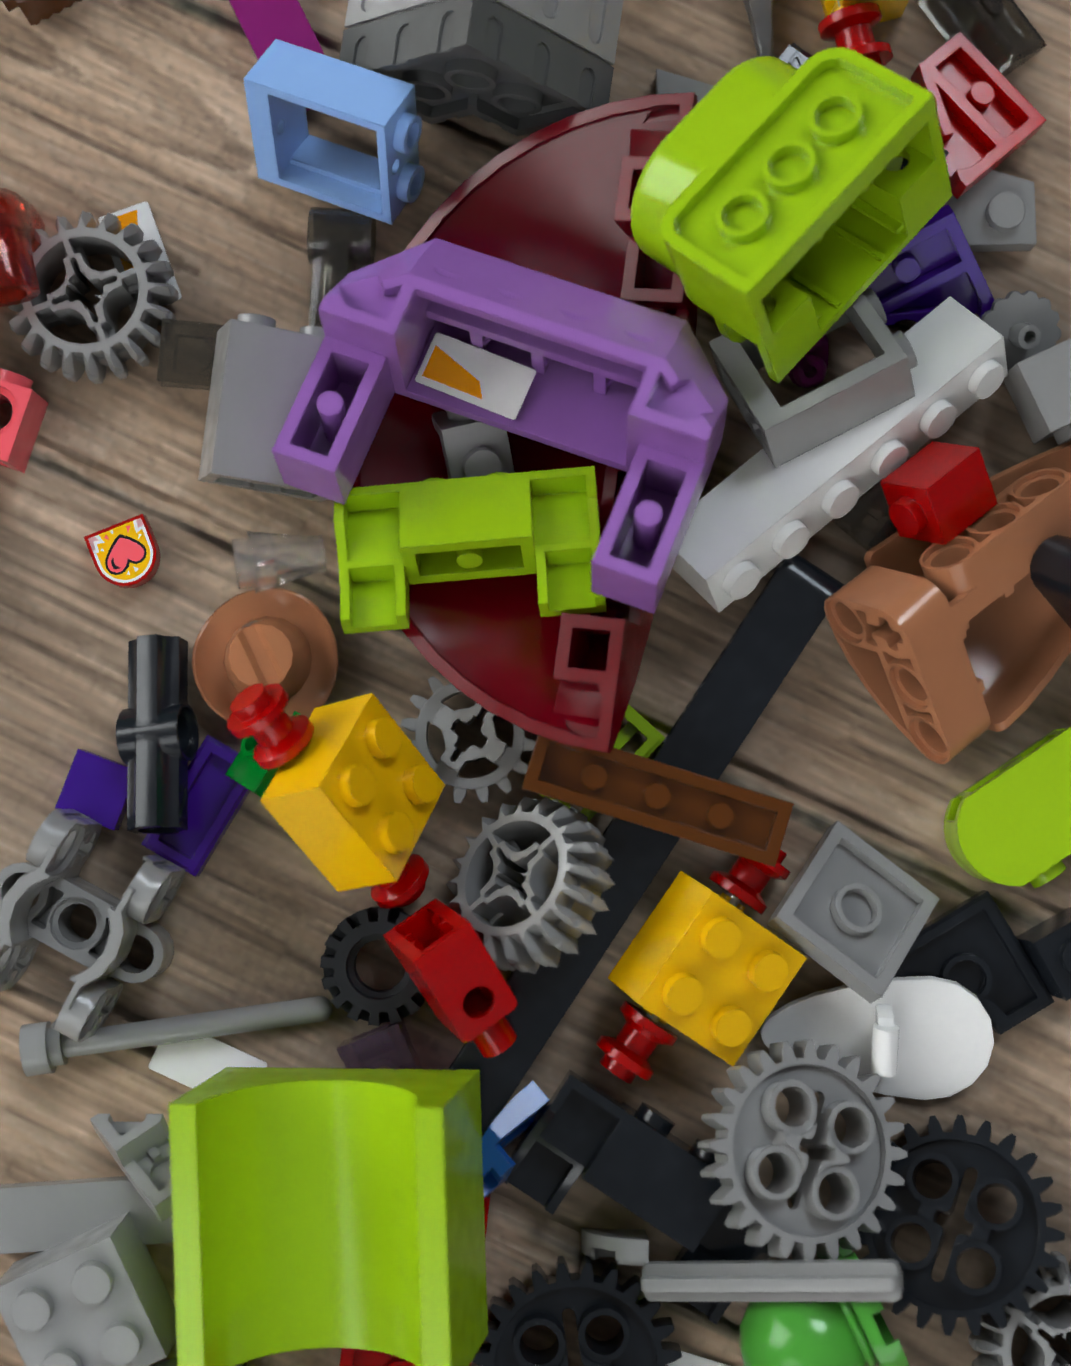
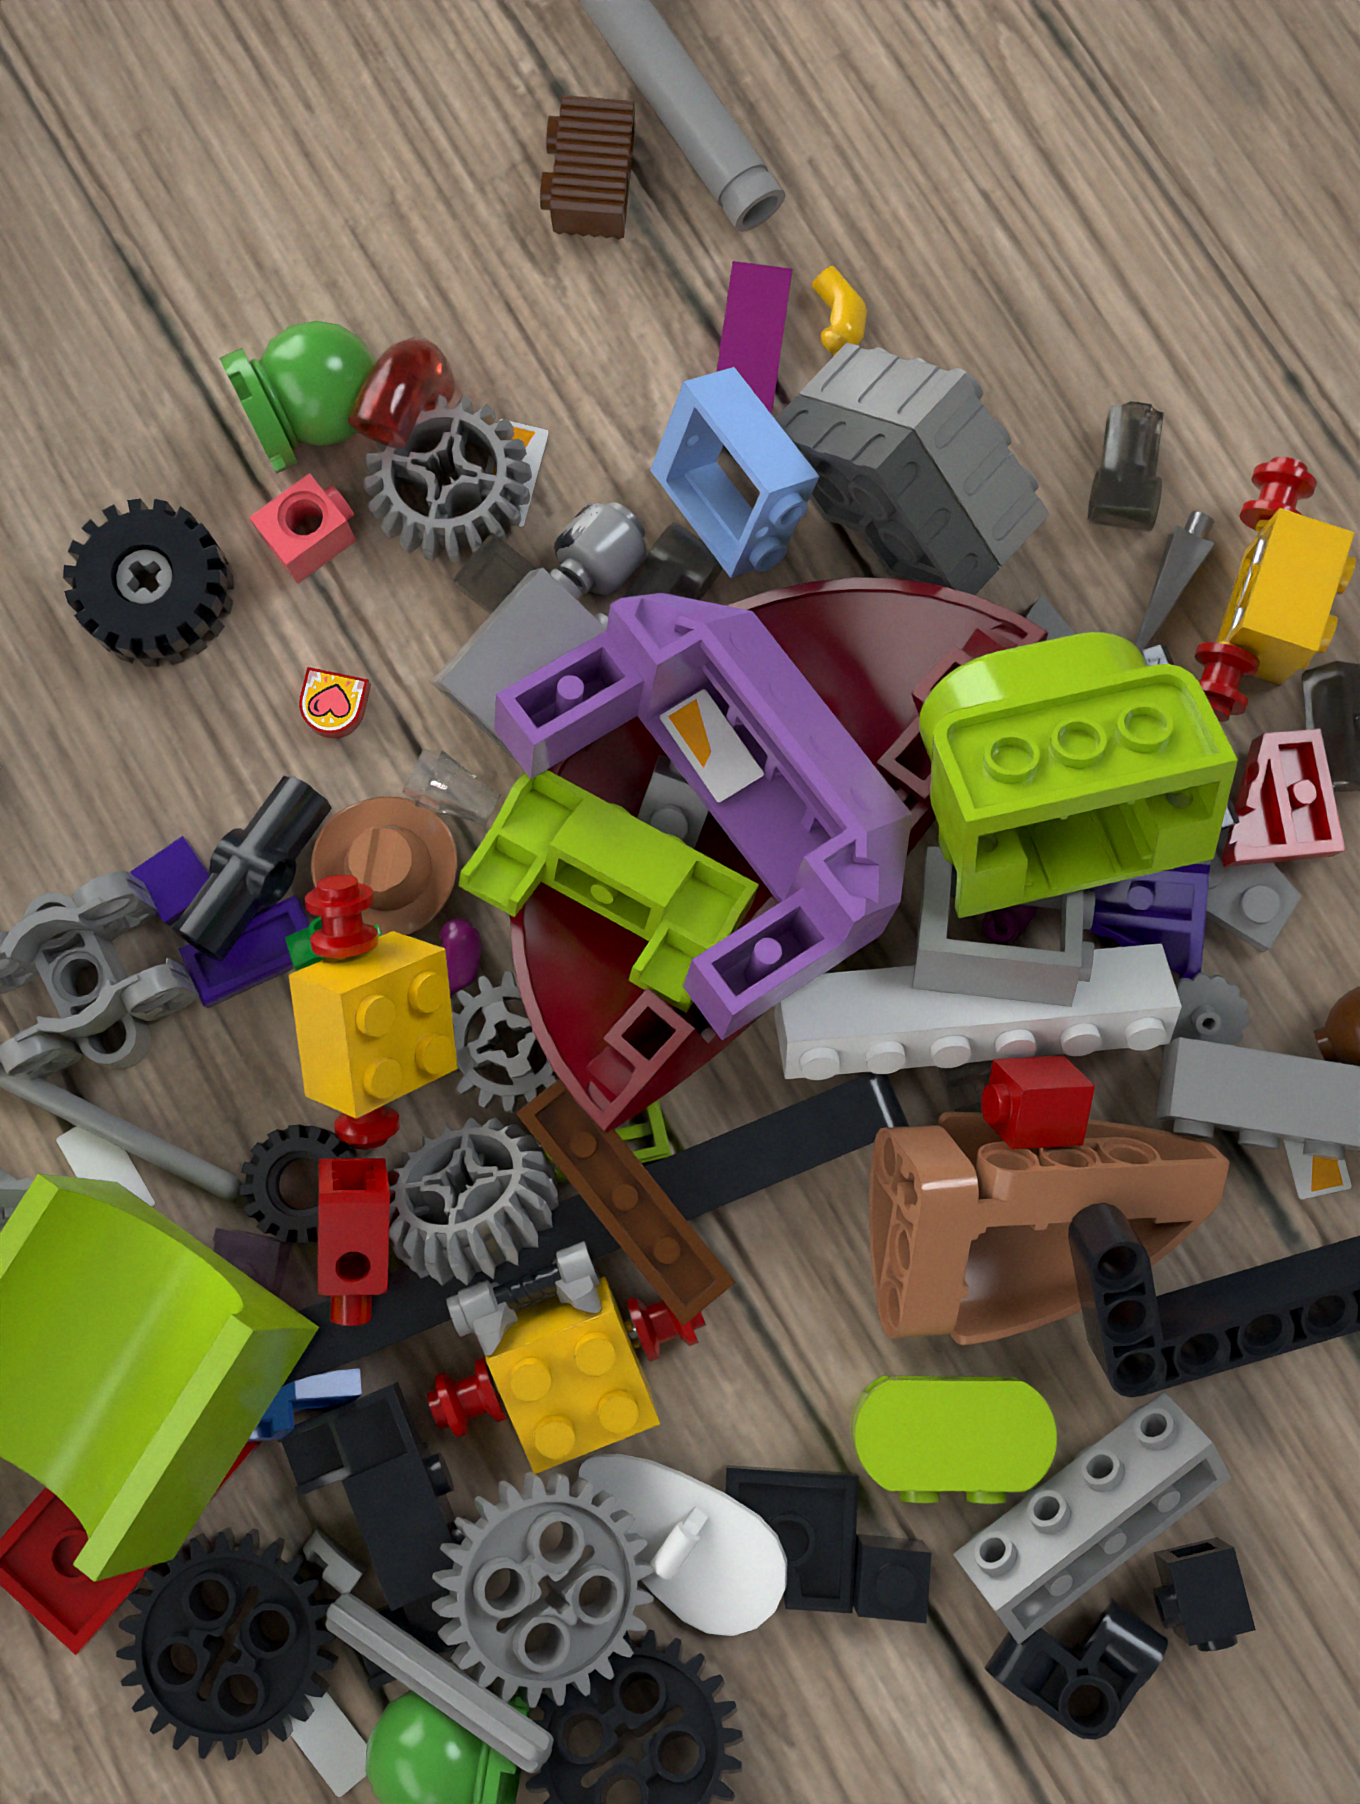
camera: 35 degrees right, 5 degrees down
(263, 270) = (601, 547): none -> light grey head
(381, 681) = (463, 953): none -> magenta arm
(607, 959) = (489, 1308): none -> light grey piece
(853, 912) = (729, 1413): light grey plate -> none

